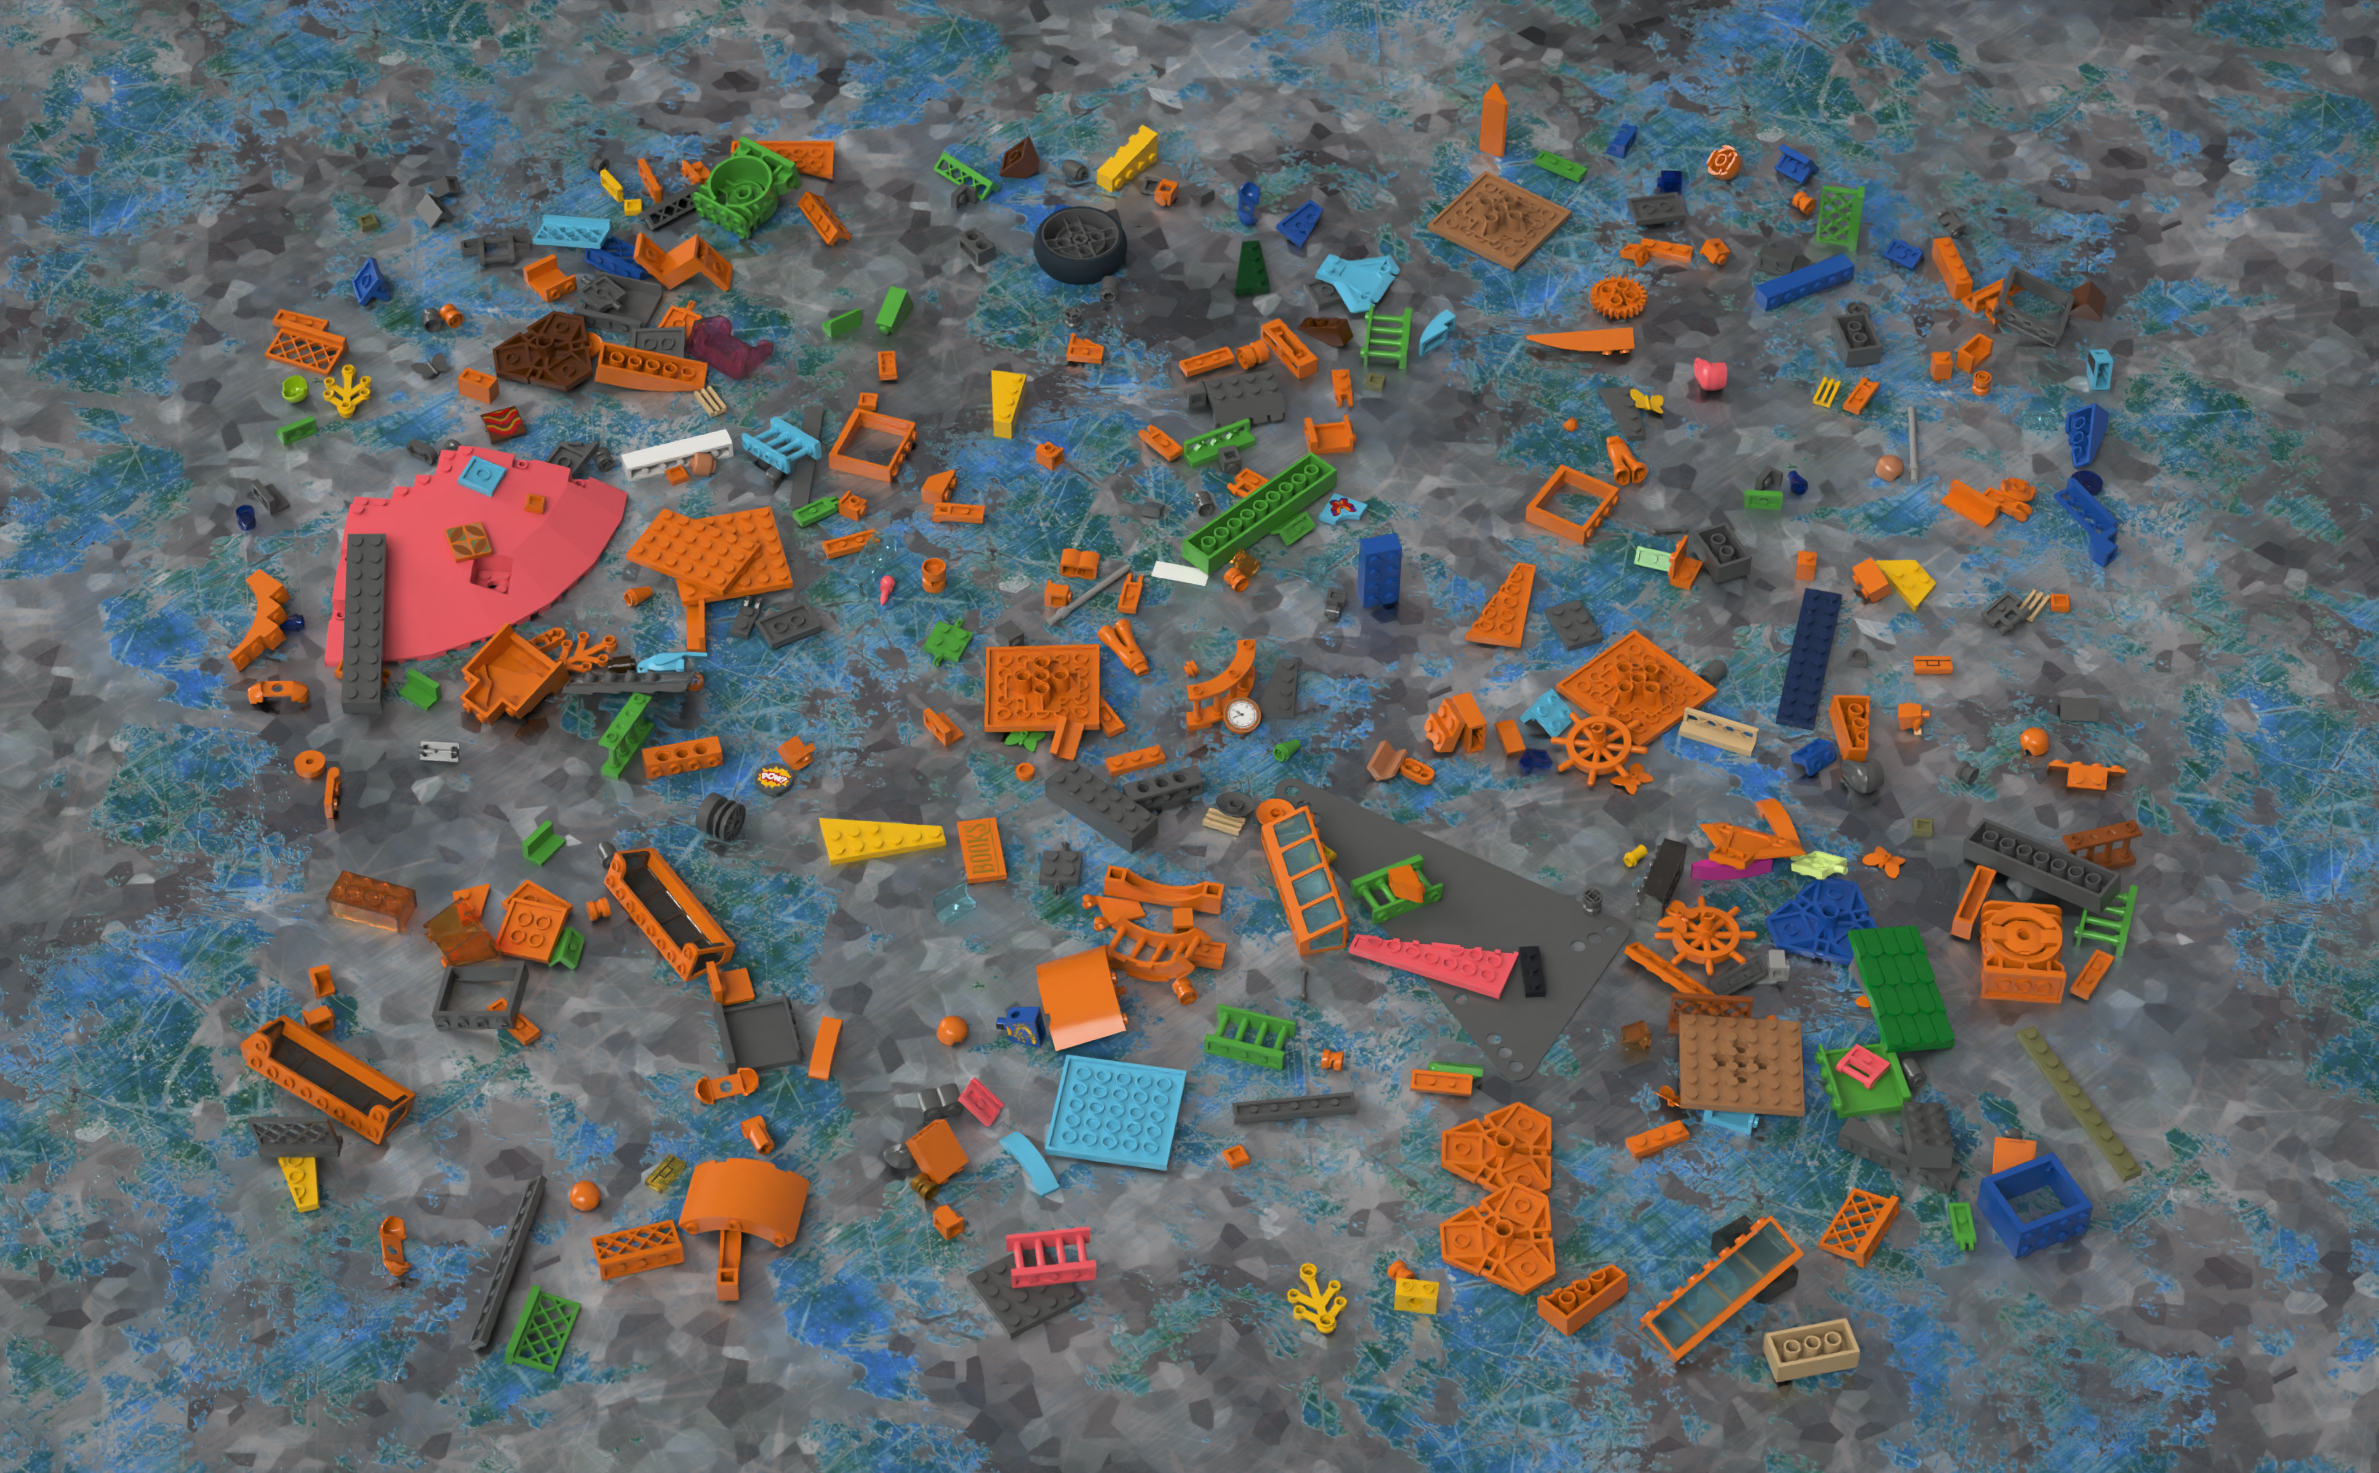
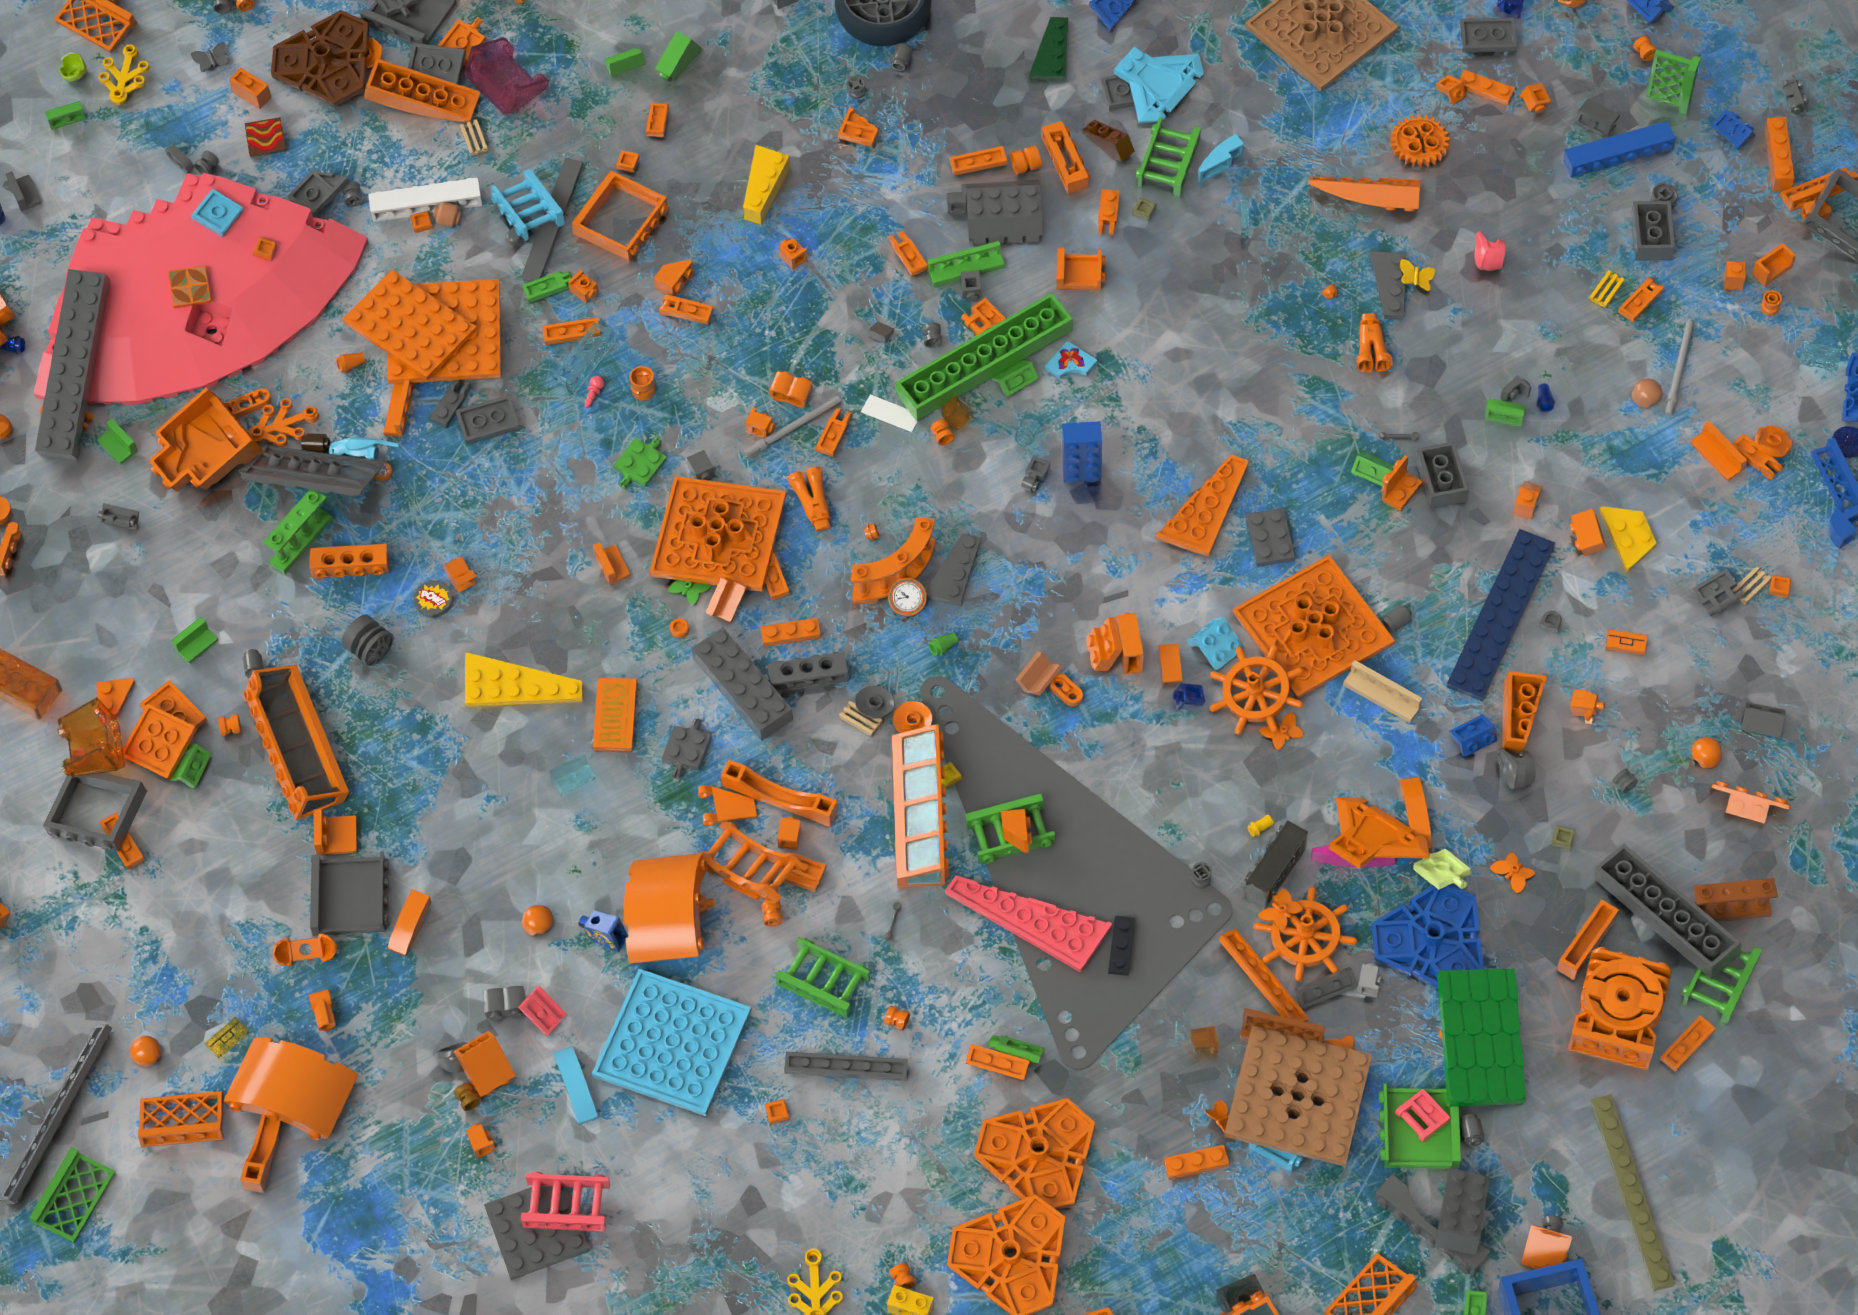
camera: 15 degrees right, 15 degrees up
(1563, 527) = (1305, 353): orange window -> none

